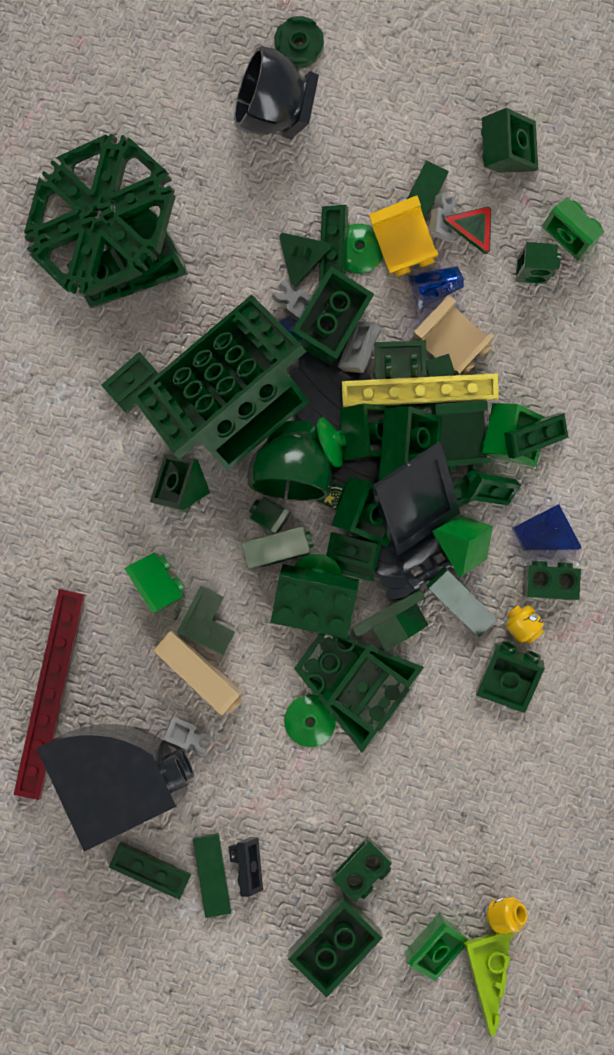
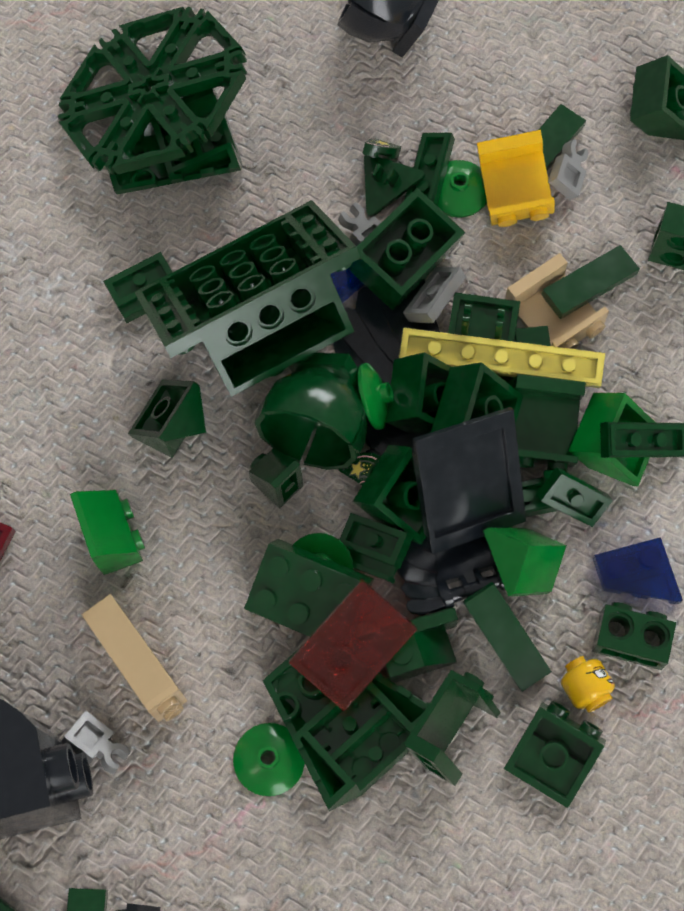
camera: 15 degrees right, 15 degrees down
(199, 622) = (152, 596): dark green plate -> none
(277, 548) = (274, 515): window -> none
(291, 226) = (374, 147): none -> dark green tile
(356, 636) = (353, 645): none -> clear red plate
(427, 675) = (443, 720): none -> dark green panel
(435, 284) = (545, 241): clear blue wing -> none
(473, 226) = (604, 184): piece -> none
(475, 310) = (590, 281): none -> dark green tile

